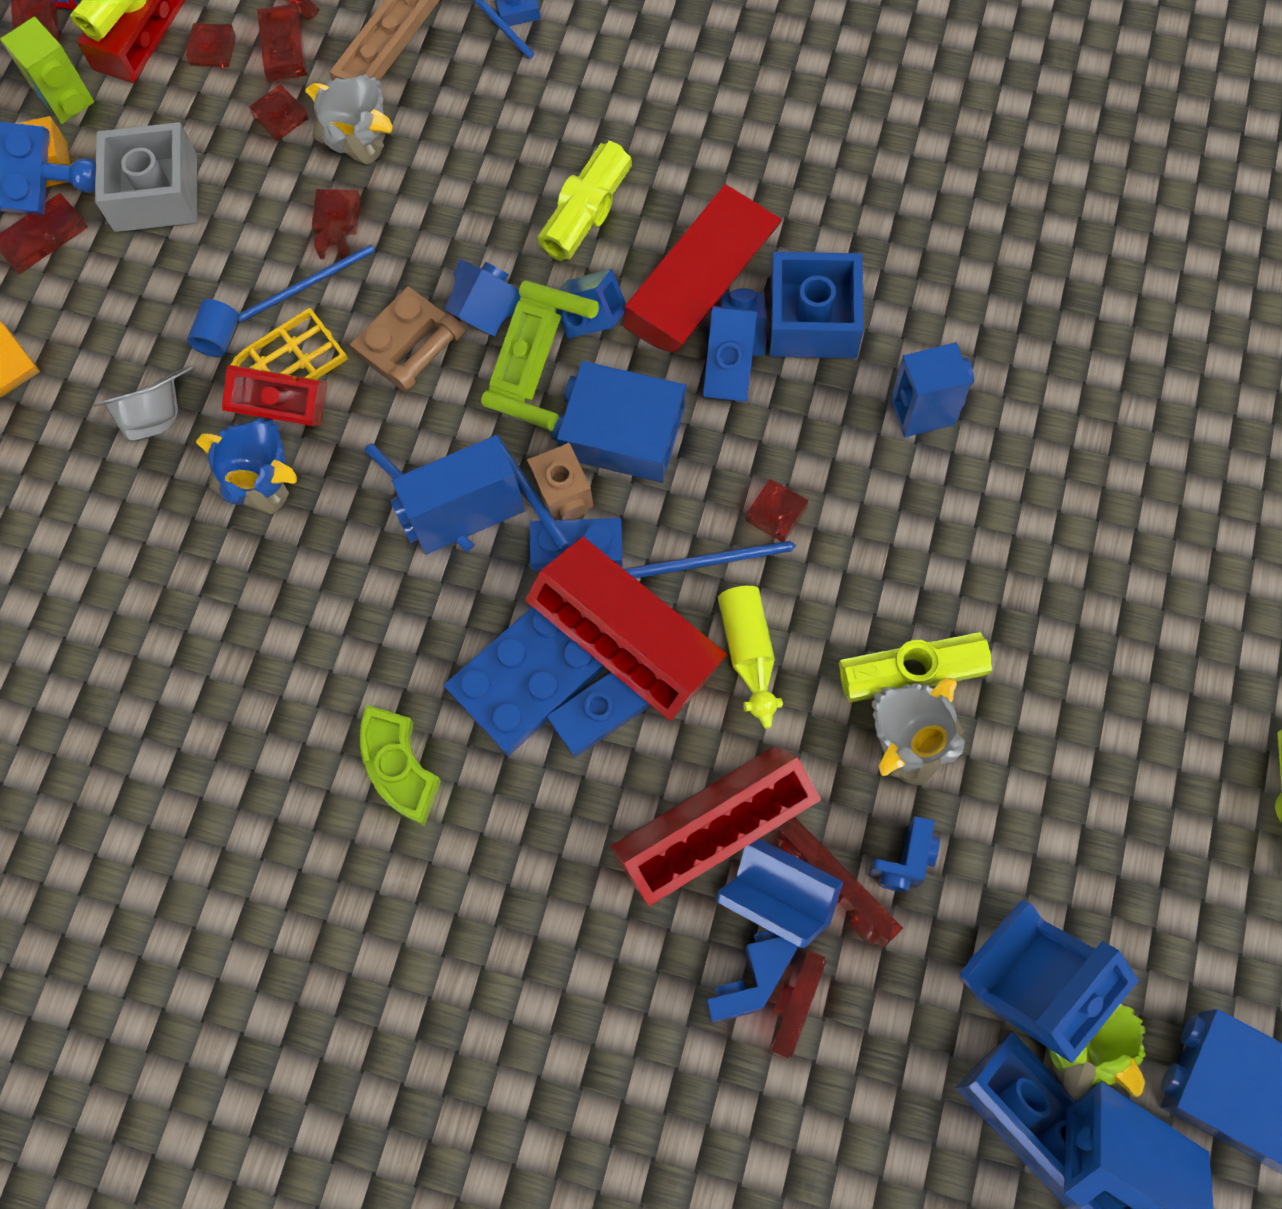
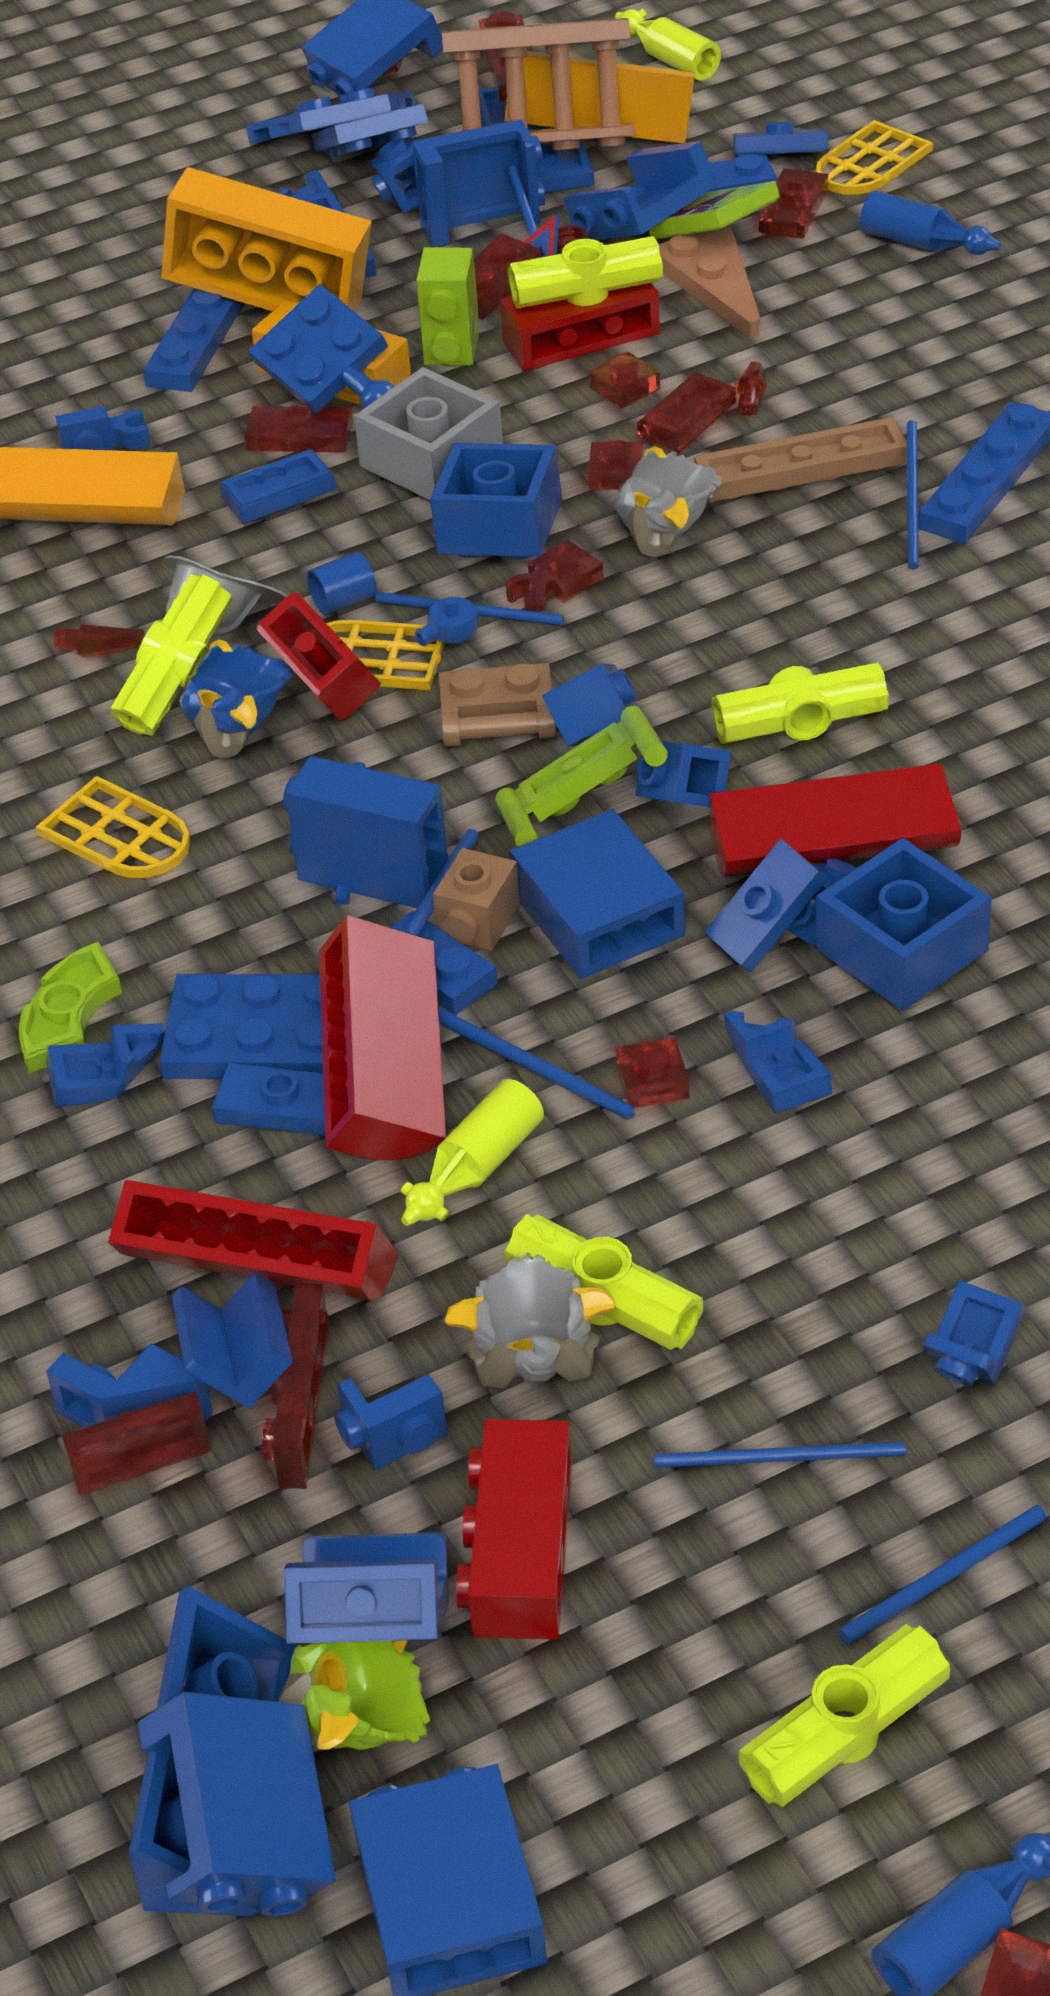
camera: 45 degrees right, 25 degrees down
(81, 288) = (277, 486): none -> blue plate
(94, 492) = (97, 640): none -> clear red bar
(178, 469) = (171, 654): none -> neon yellow piece
(251, 193) = (496, 500): none -> blue brick
(263, 628) = (154, 868): none -> yellow window
(315, 303) = (449, 622): none -> blue piece
(468, 787) = (101, 1070): none -> blue slope
(833, 446) = (777, 1062): none -> blue slope
(931, 389) = (917, 1063): blue brick -> none
(1047, 857) = (517, 1529): none -> red brick
(1096, 684) = (779, 1454): none -> blue axle
(1121, 529) = (974, 1335): none -> blue bracket
(1244, 679) = (941, 1575): none -> blue axle

